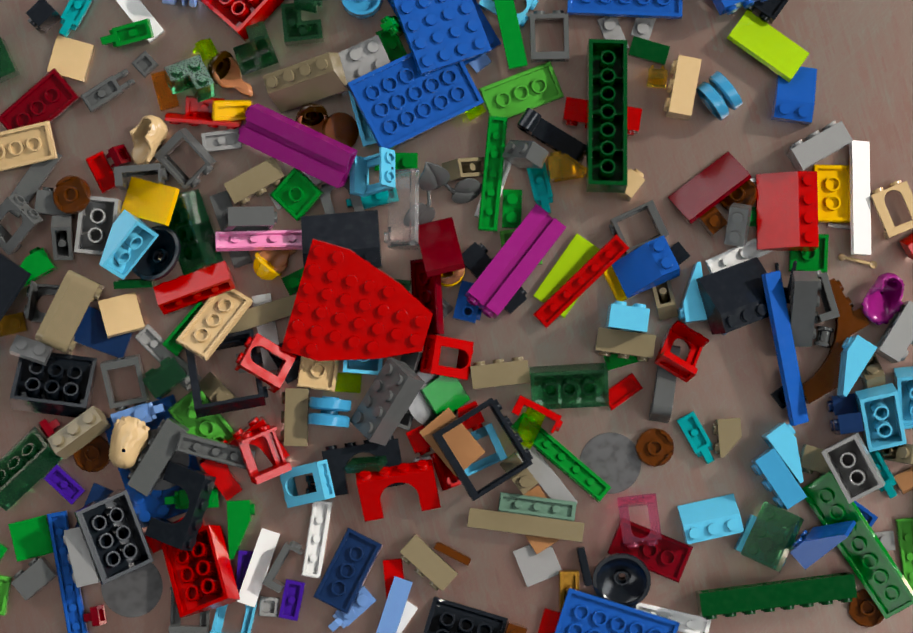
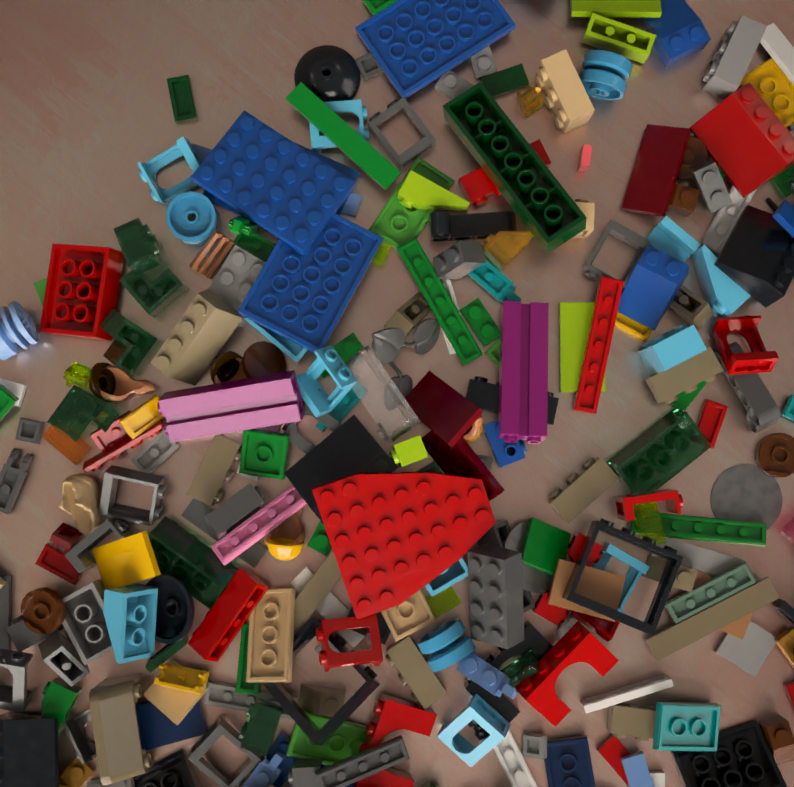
camera: 40 degrees left, 0 degrees up
(132, 308) = (182, 678): none -> yellow hinge
(280, 466) = (431, 747): panel -> none
(341, 451) = (486, 676): none -> medium blue hinge
(341, 526) = (535, 745): none -> light grey tile
(358, 32) = (218, 258): none -> nougat tile
(396, 261) = (408, 451): none -> lime brick
(430, 534) = (626, 693): none -> white tile
(431, 356) = (507, 518): red panel -> none
(452, 553) = (667, 695): reddish brown tile -> none
(454, 584) = (686, 726): none -> teal tile
(535, 92) = (427, 195): none -> lime slope
(665, 144) = (584, 158): none -> coral tile
(684, 245) = (672, 240): none -> medium azure panel
(748, 76) = (618, 38): none -> lime brick

